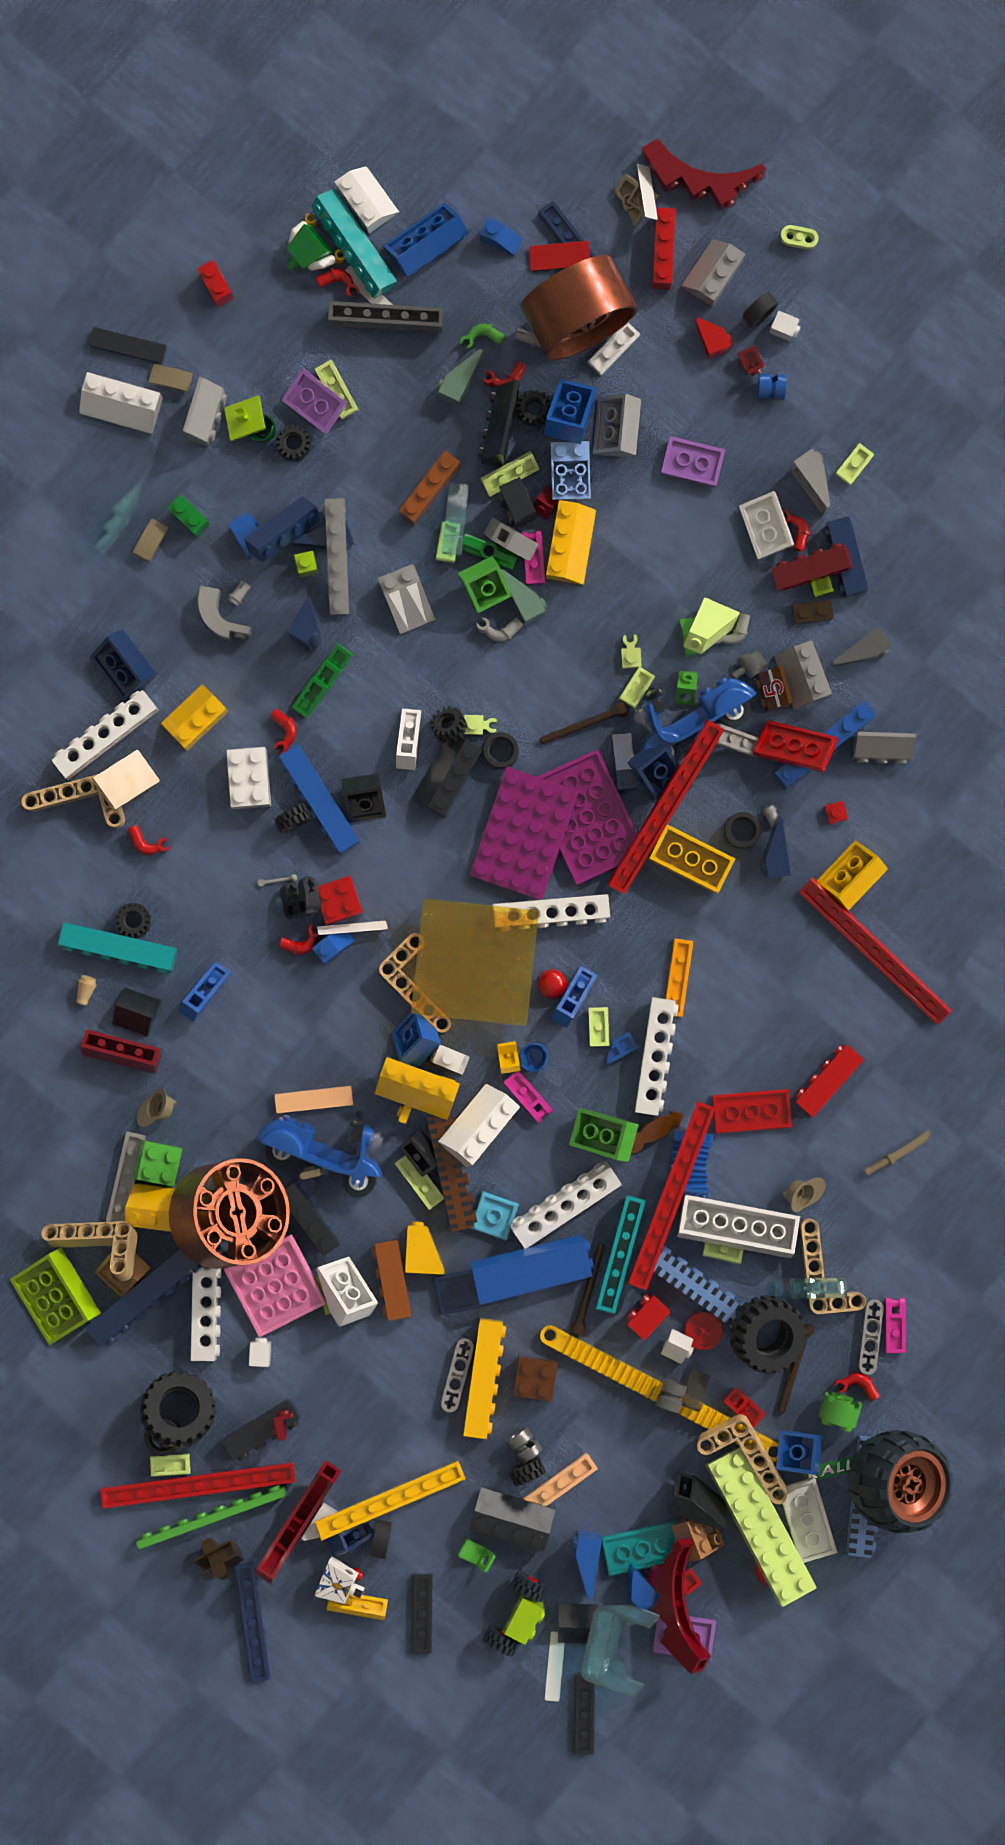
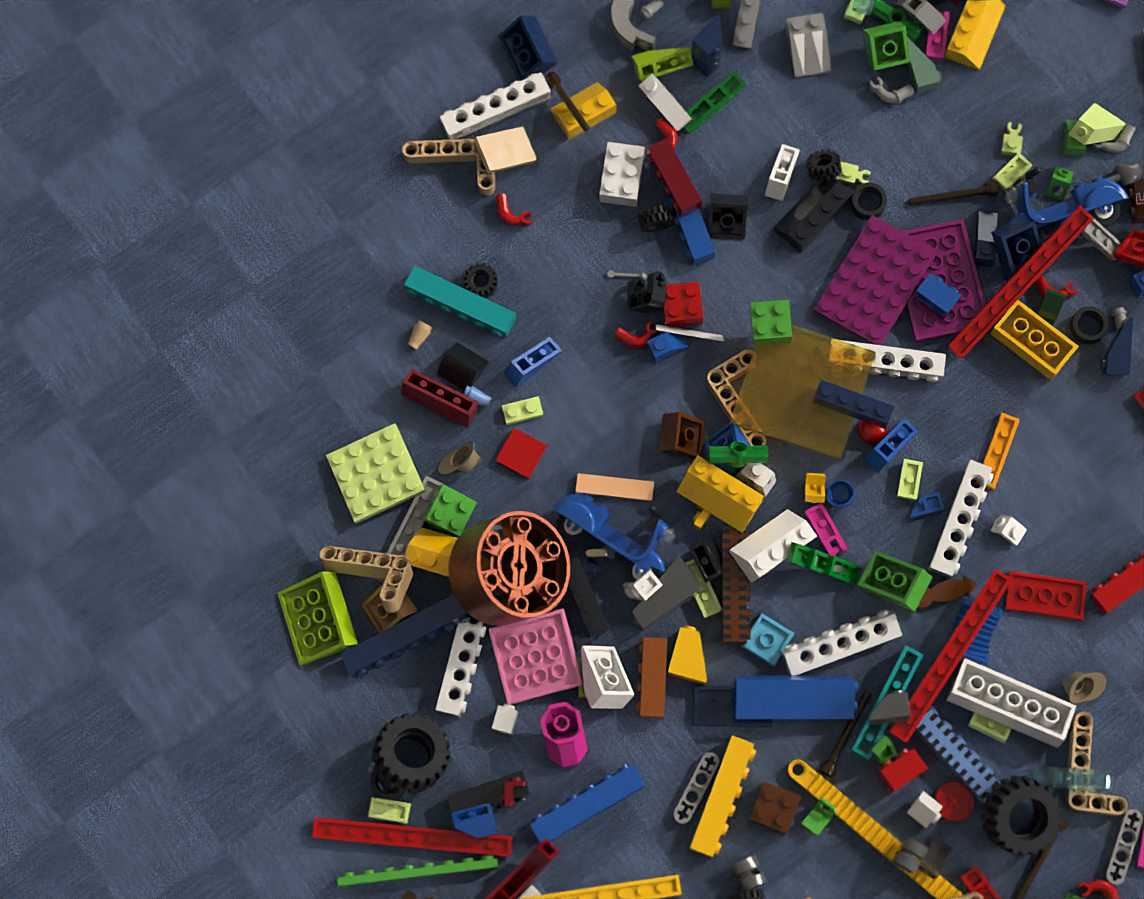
camera: 15 degrees right, 10 degrees down
(76, 1140) = (375, 473): none -> yellowish green plate
(157, 694) = (553, 81): none -> dark brown piece
(157, 1040) = (474, 393): none -> medium blue cone
(205, 1042) = (522, 410): none -> yellowish green plate
(214, 1086) = (521, 453): none -> red tile
(254, 1458) = (476, 821): none -> blue slope
(261, 651) = (661, 61): none -> lime slope
(274, 692) = (665, 102): none -> white slope
(301, 774) = (674, 177): none -> dark red brick
(319, 1357) = (564, 734): none -> dark pink brick
(354, 1419) = (589, 804): none -> blue brick
(363, 1197) = (642, 587): none -> white bracket
(367, 1033) = (681, 435): none -> reddish brown slope
(389, 1195) = (676, 589): none -> dark grey slope
(425, 1048) = (737, 454): none -> green piece
(428, 906) = (770, 322): none -> bright green brick
(526, 971) = (853, 404): none -> dark blue brick
(532, 1132) = (823, 563): none -> green slope
(578, 1377) = (819, 817): none -> bright green bracket
(587, 835) = (937, 295): none -> blue brick
(626, 1262) = (892, 709): none -> dark grey slope
(627, 1301) = (884, 750): none -> bright green tile
(700, 823) = (1051, 305): none -> dark green slope
(701, 807) = (1043, 285): none -> red piece
(703, 1054) = (1009, 529): none -> white bracket

